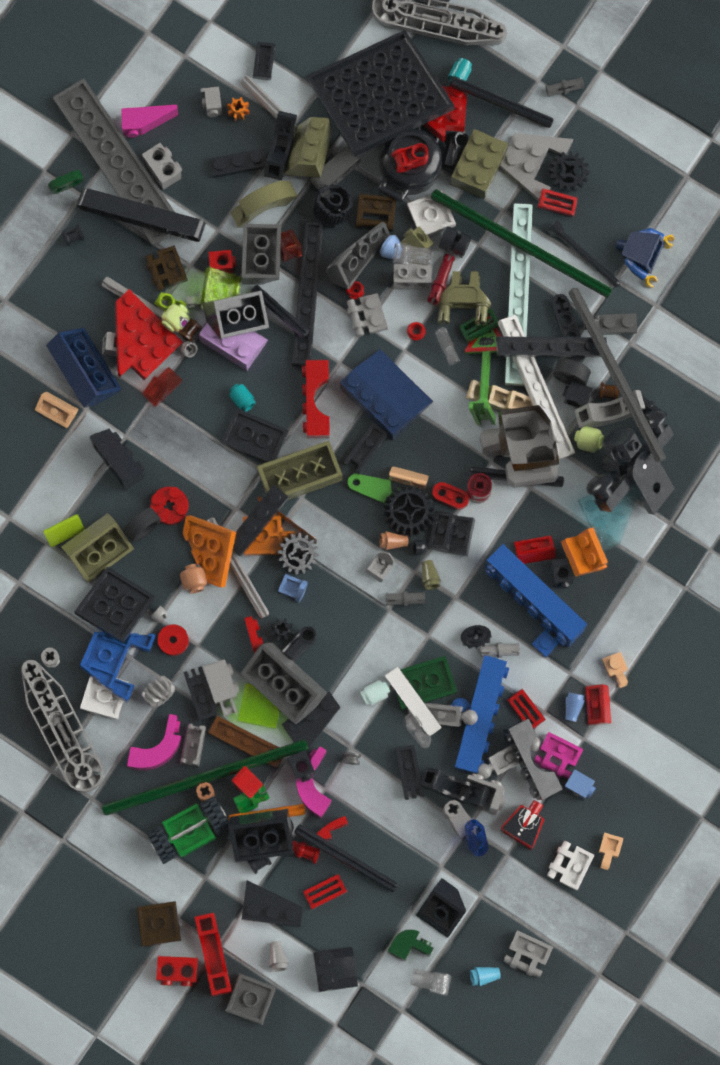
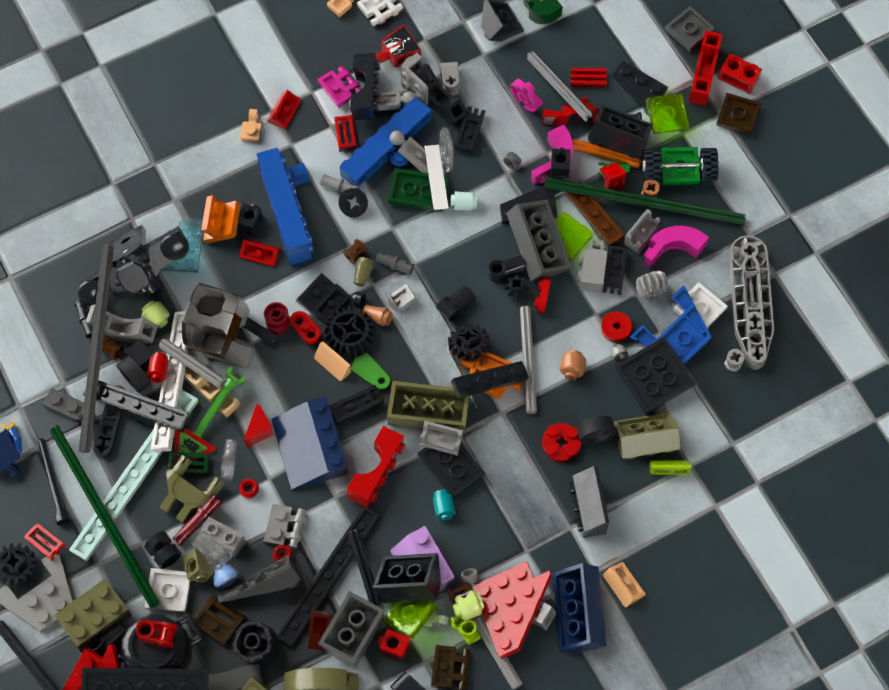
camera: 150 degrees left, 10 degrees down
(161, 387) = (512, 555): clear red slope -> none
(210, 548) = (543, 382): orange plate -> none
(227, 885) = (667, 113): none -> clear neon green plate
(273, 449) = (441, 438): none -> light grey hinge
(278, 960) = (653, 46): light grey cone -> none
(293, 587) = (486, 318): medium blue tile -> none
(330, 583) = (451, 306): none -> black piece
(335, 969) = (610, 20): black slope -> none
(373, 831) = (525, 93): none -> dark pink plate
(437, 385) = (258, 428): none -> red slope
(447, 591) = (351, 254): none -> reddish brown bush
(480, 837) = (444, 54): clear blue beam -> none
(506, 402) = (191, 362): none -> light grey axle
(553, 387) = (158, 367): none -> red brick
(573, 706) = (303, 116): medium blue cone -> none
(580, 785) = (337, 55): medium blue brick -> none

